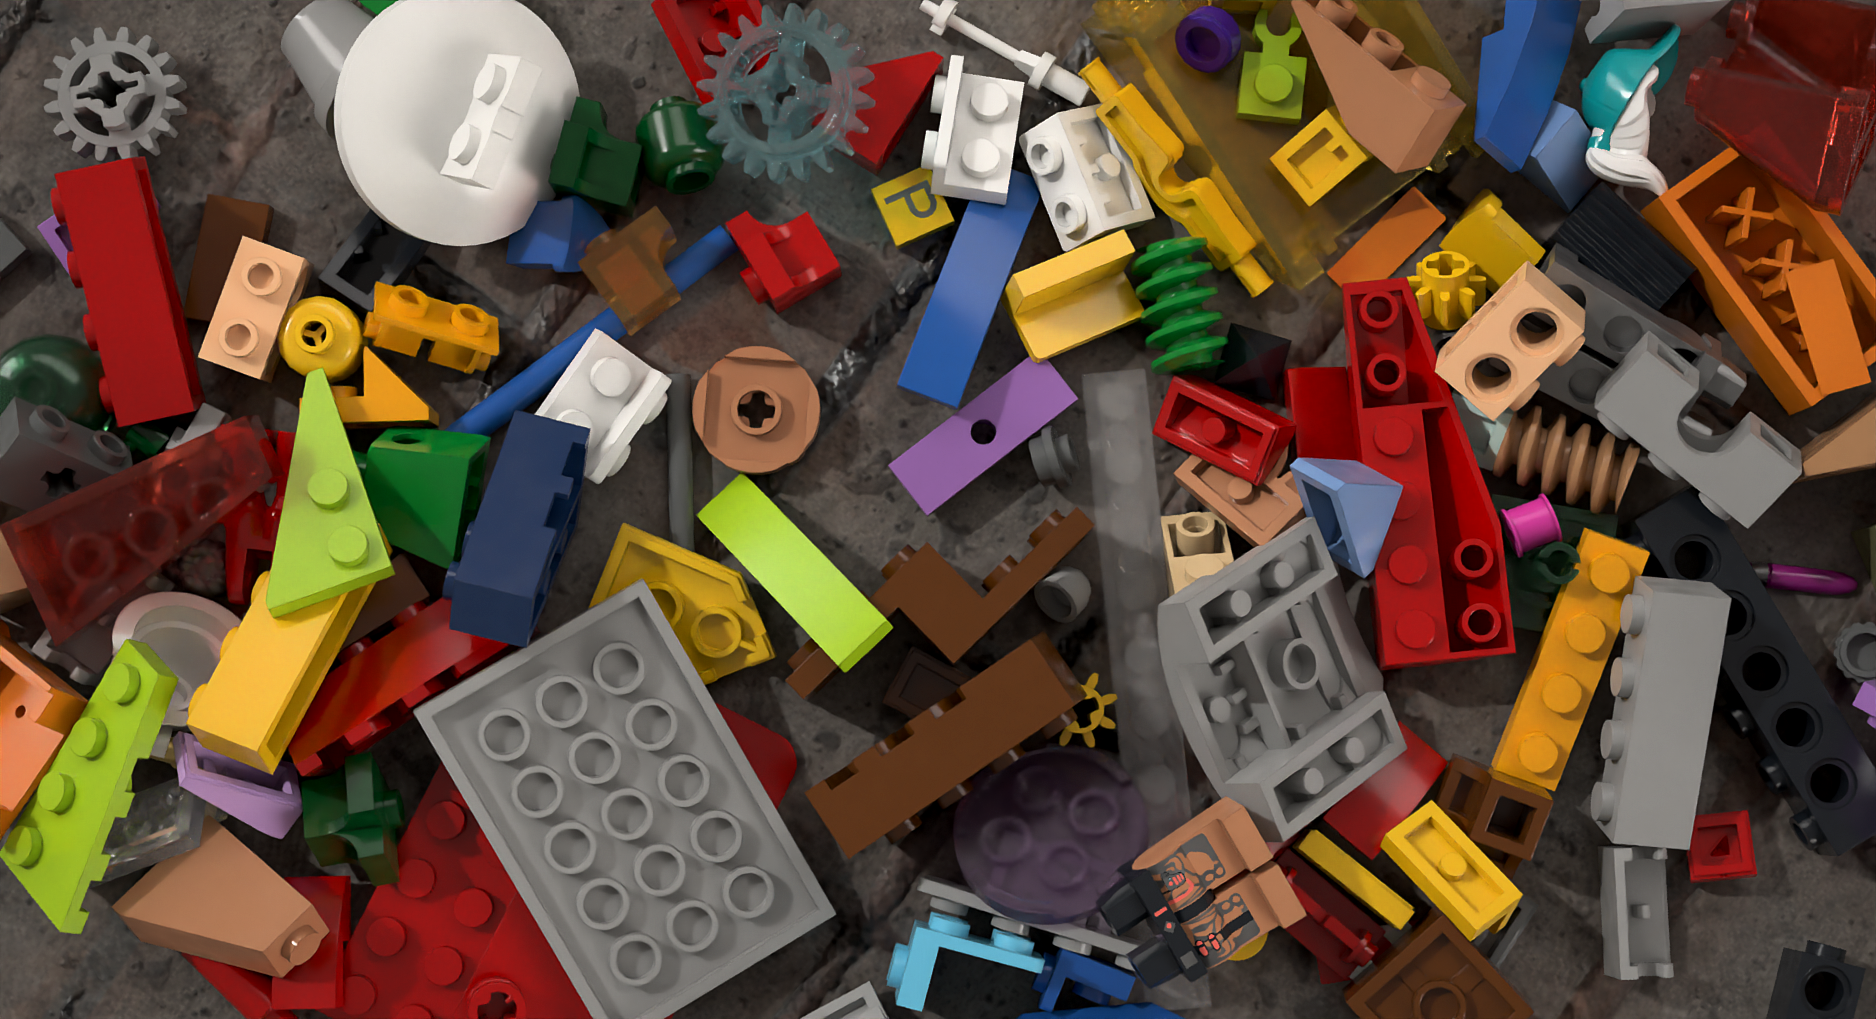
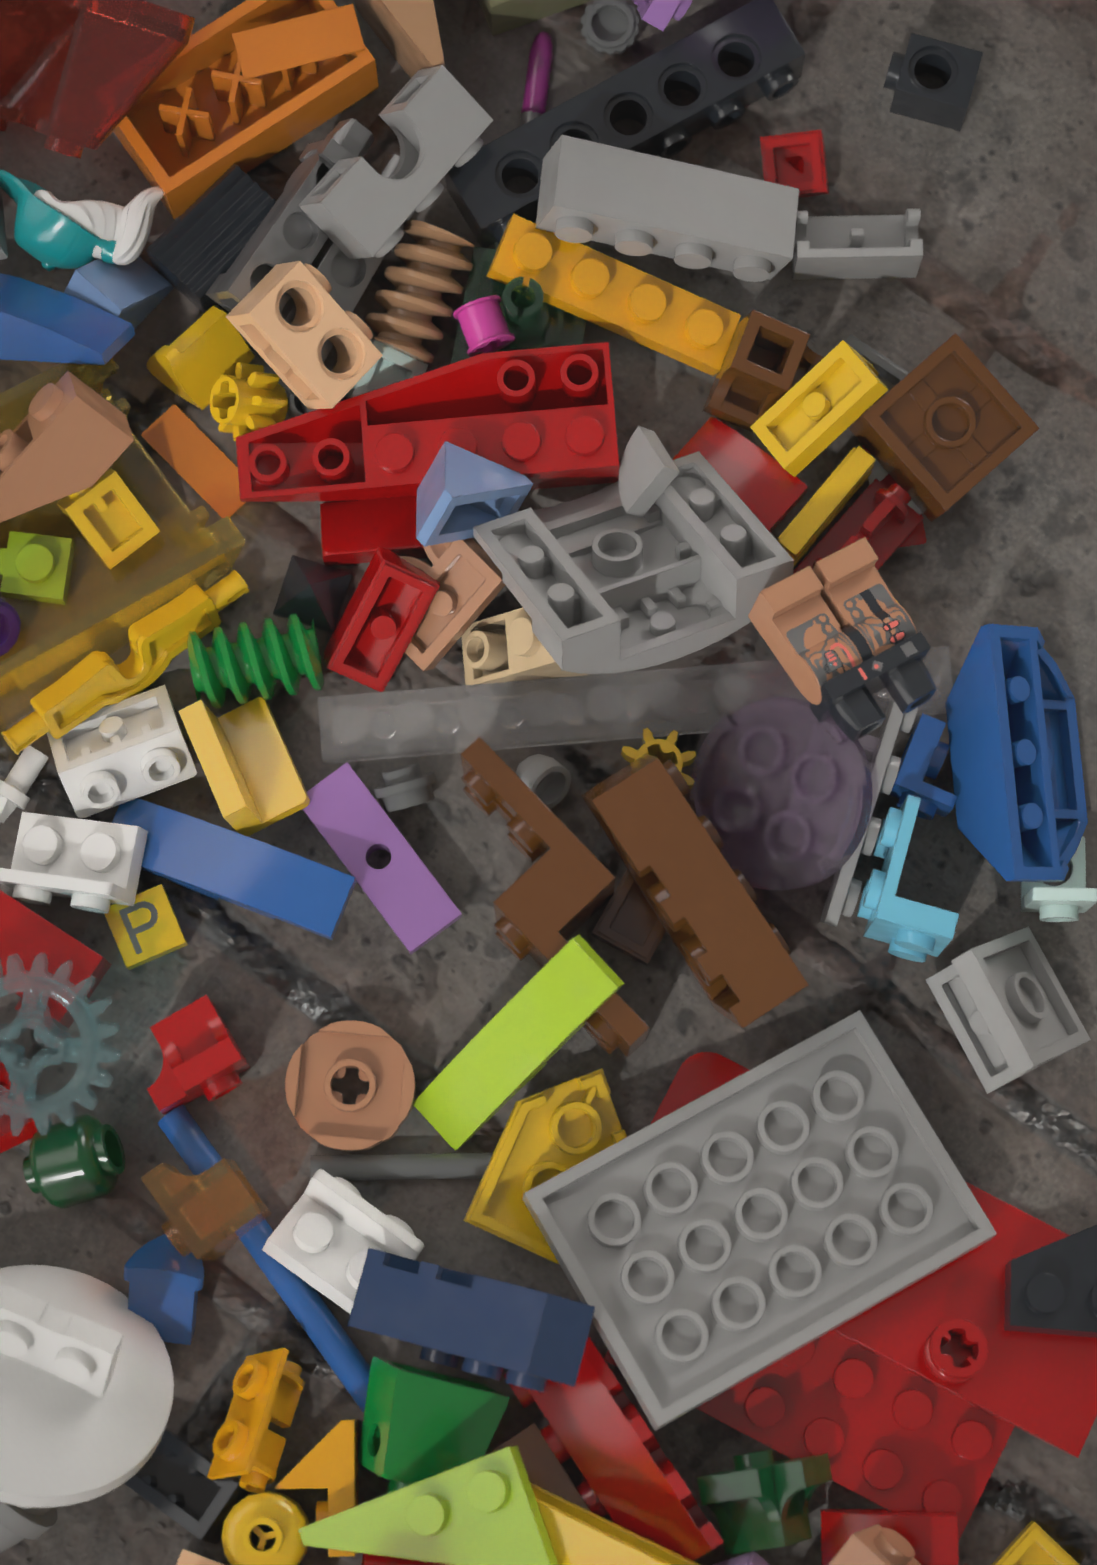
camera: 85 degrees left, 5 degrees down
(596, 163) = (89, 1247): dark green brick -> none
(1380, 691) = (644, 472): none -> light grey tile

